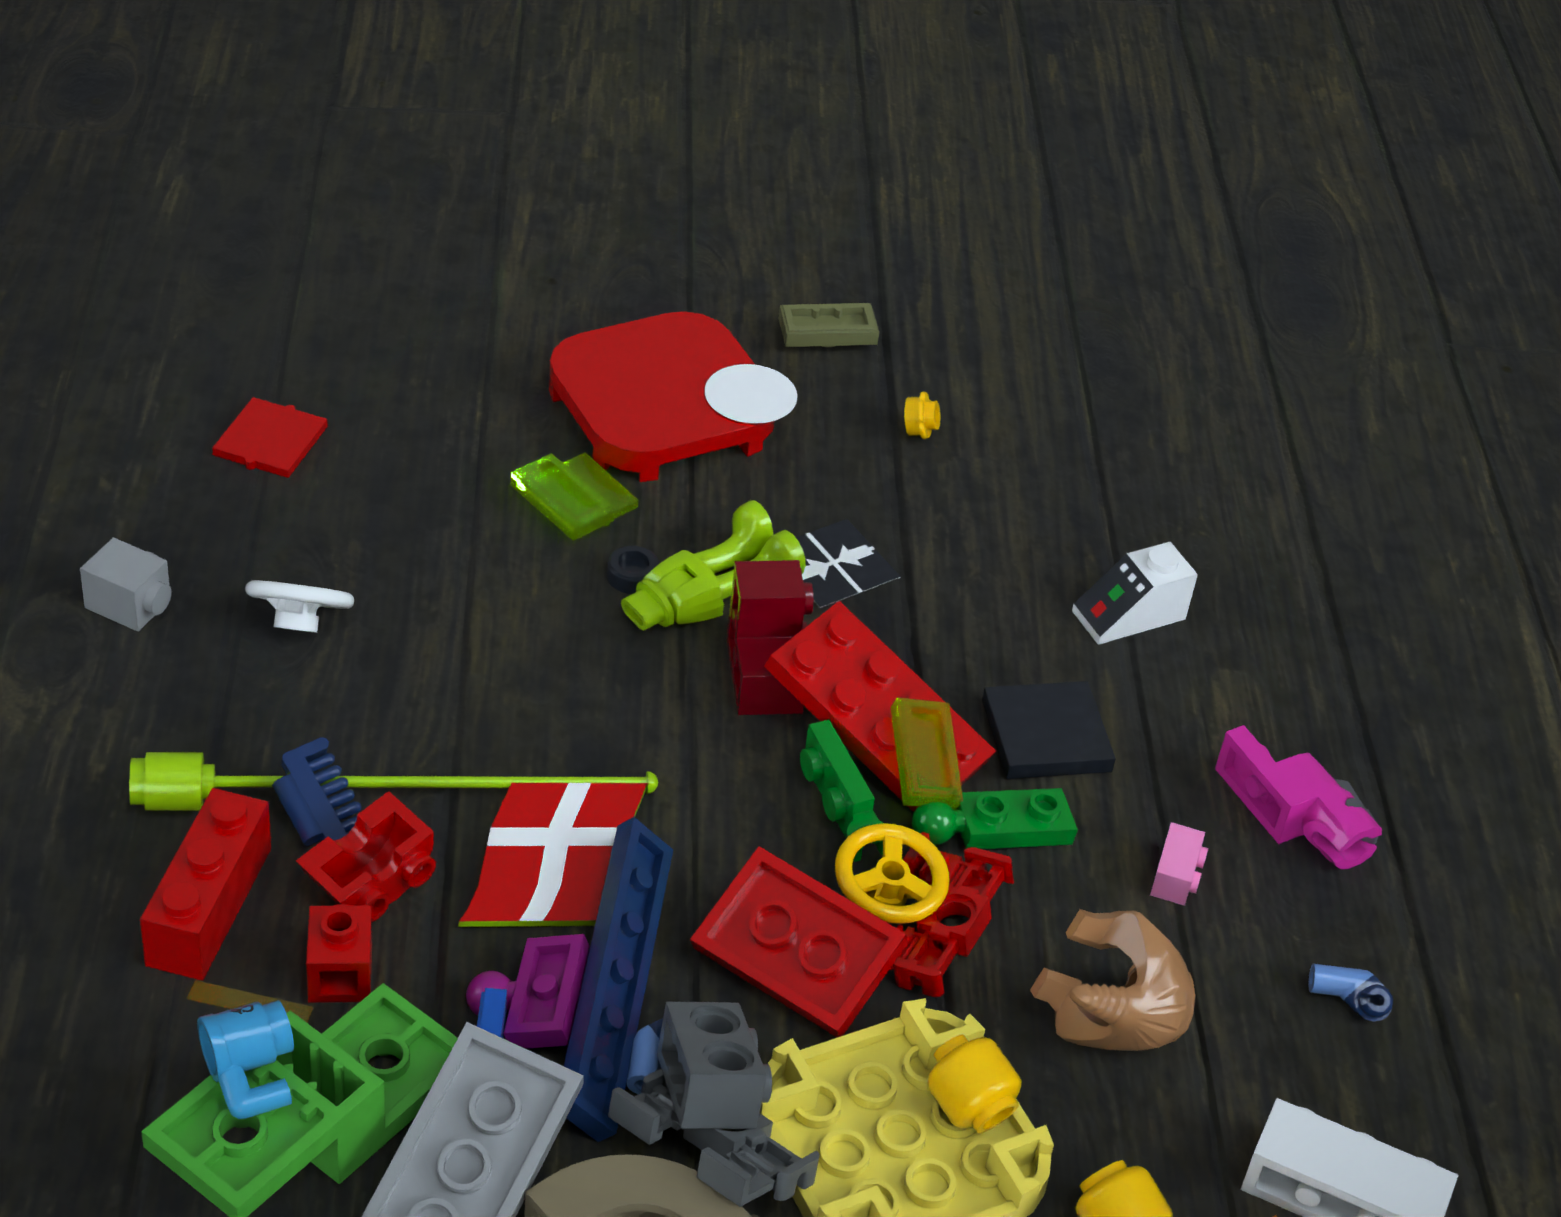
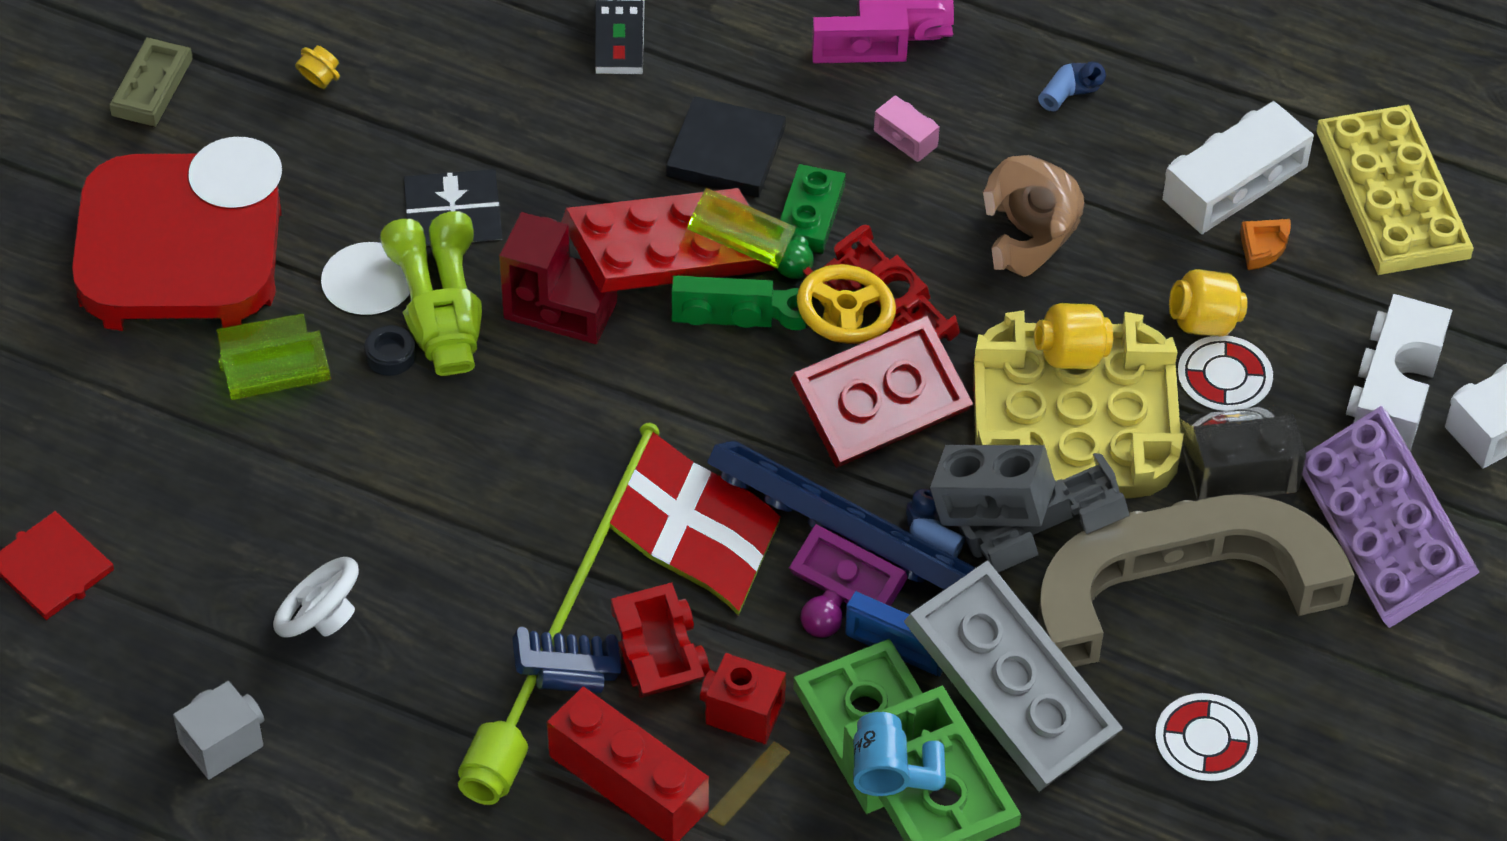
camera: 60 degrees left, 10 degrees up
(699, 526) = (364, 280): none -> white sticker

